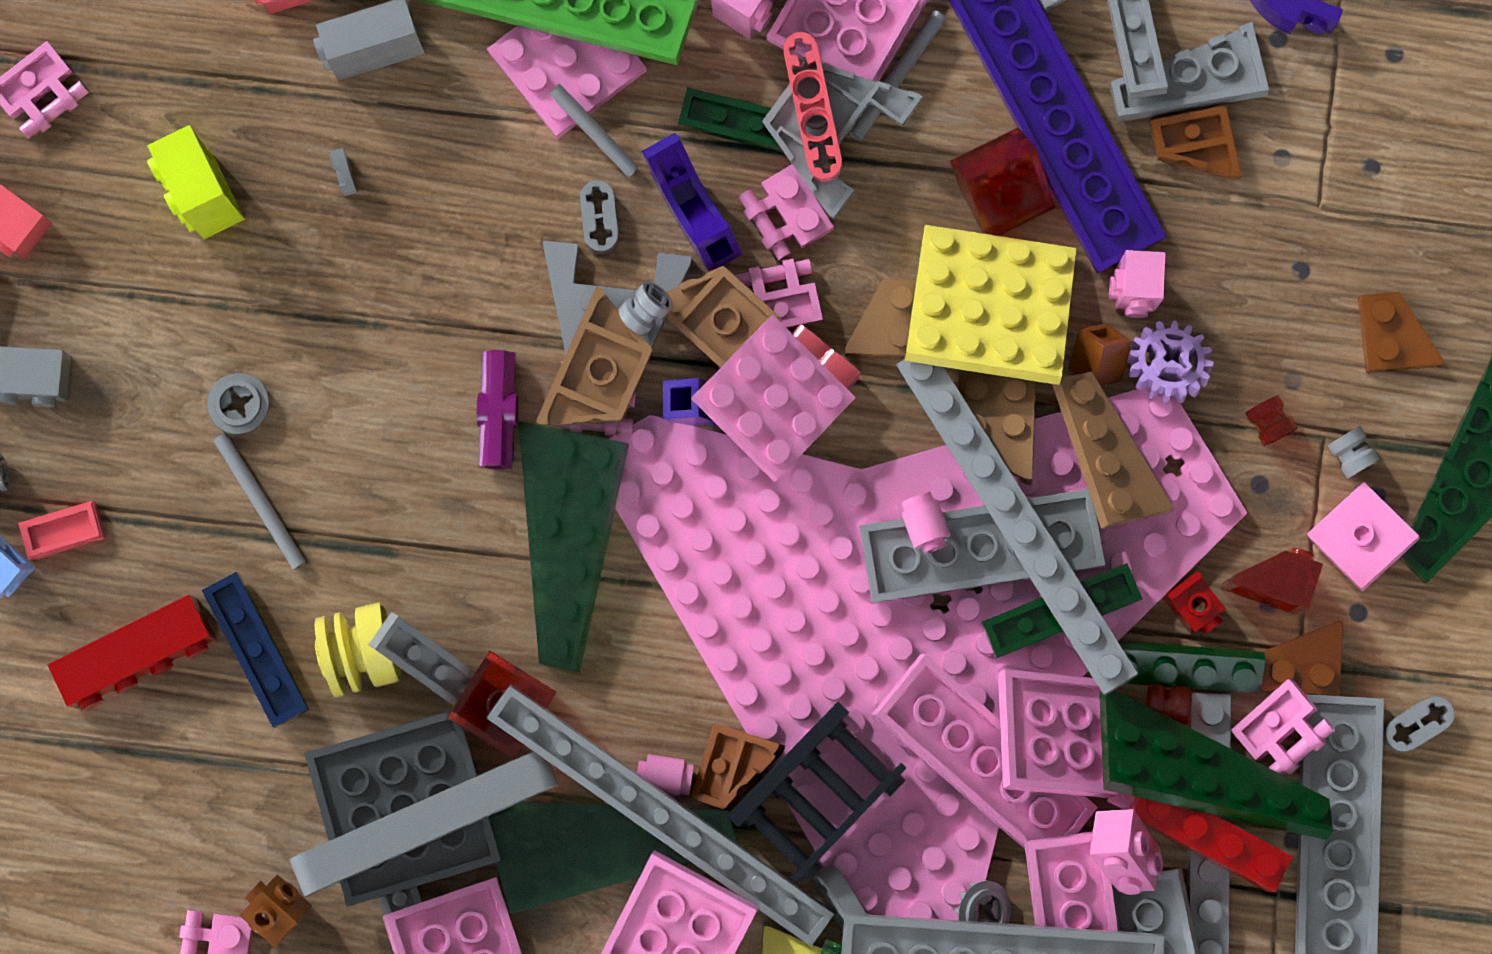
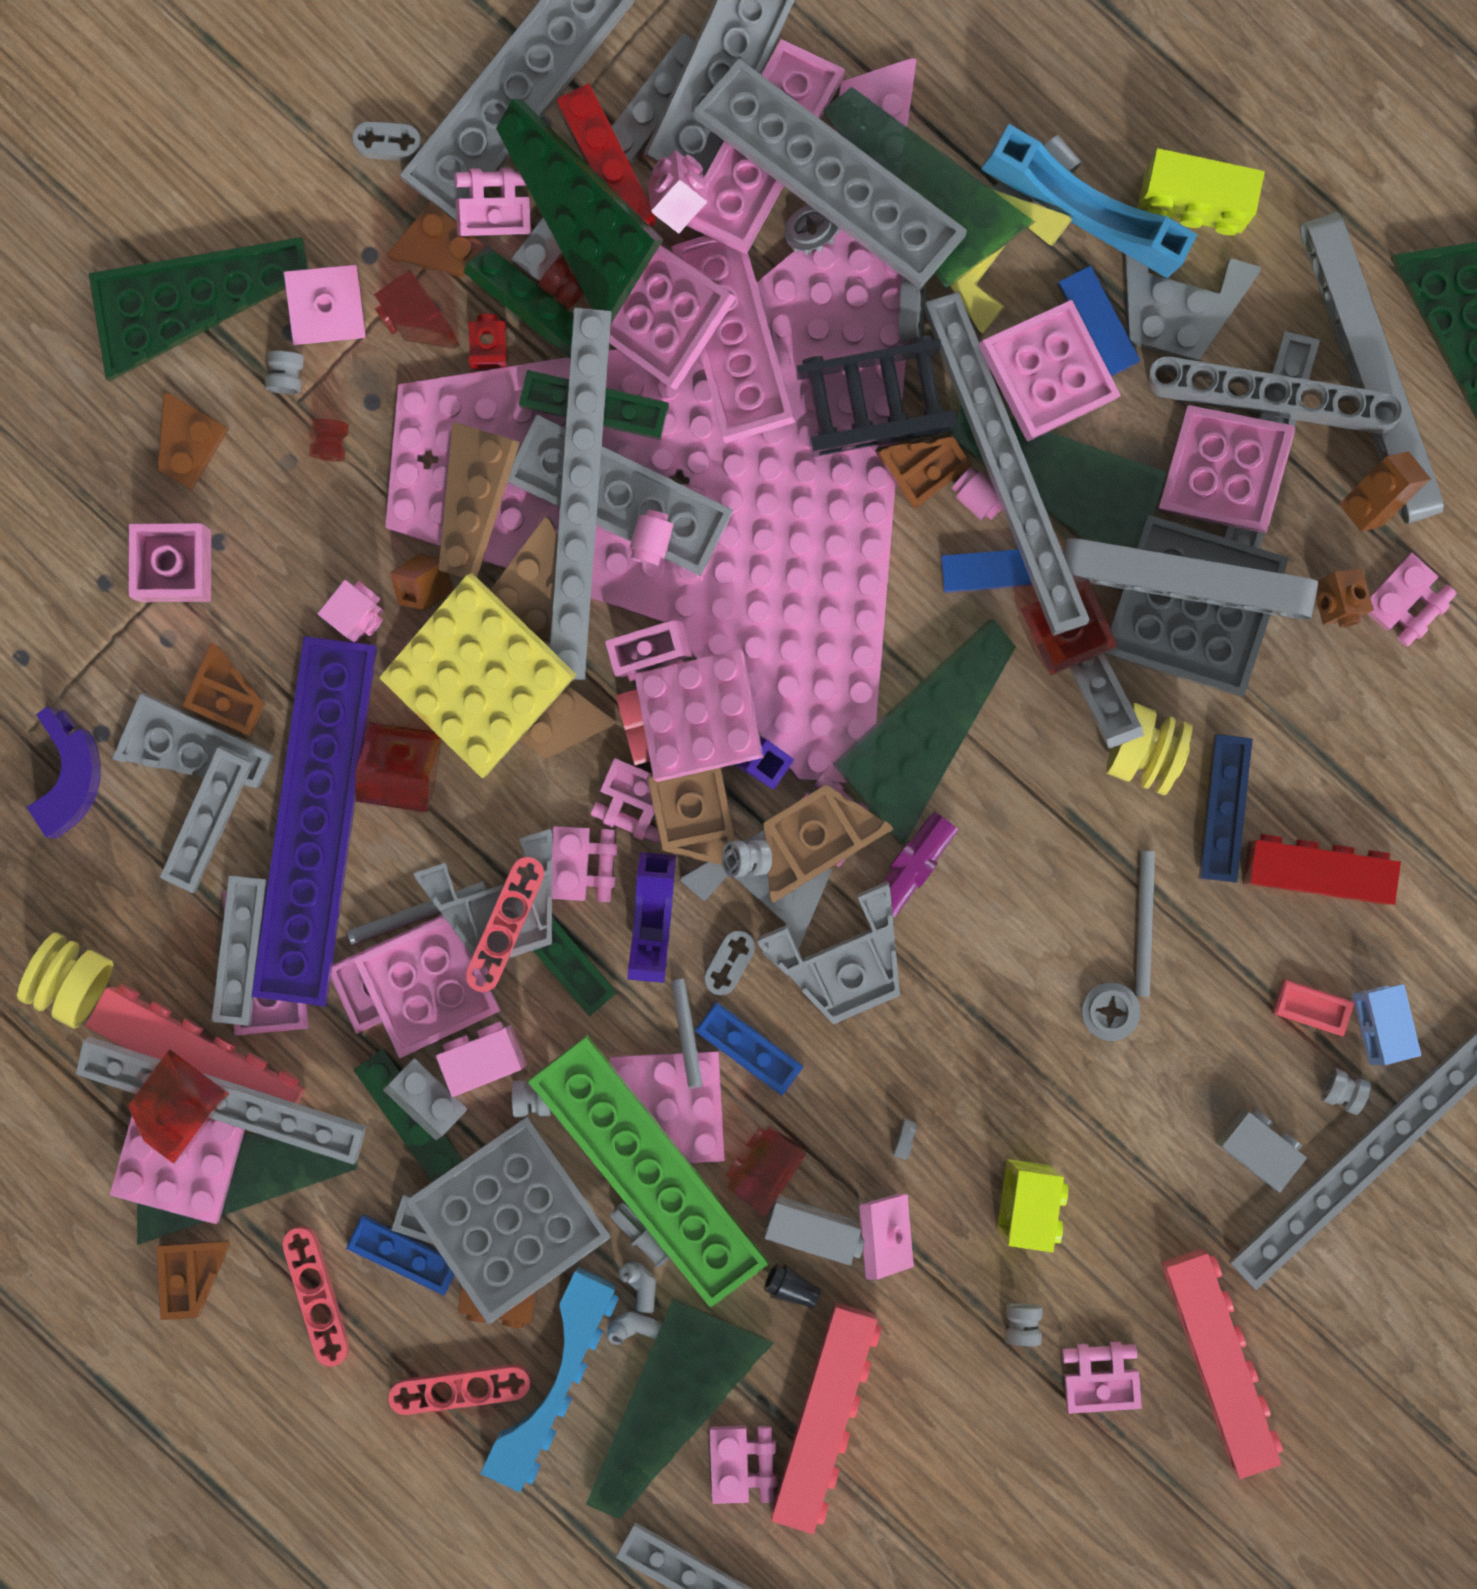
camera: 150 degrees left, 5 degrees up
(135, 88) = (1023, 1324): none -> light grey wheel
(303, 77) = (886, 1236): none -> bright pink plate
(445, 63) = (765, 1168): none -> clear red slope
(489, 275) = (850, 973): none -> light grey wing
(531, 158) = (749, 1048): none -> blue tile
(616, 709) = (983, 571): none -> blue tile
(859, 430) = (648, 649): none -> bright pink brick
(1170, 366) = (373, 524): lavender gear -> none
(1326, 216) = (170, 562): none -> bright pink brick

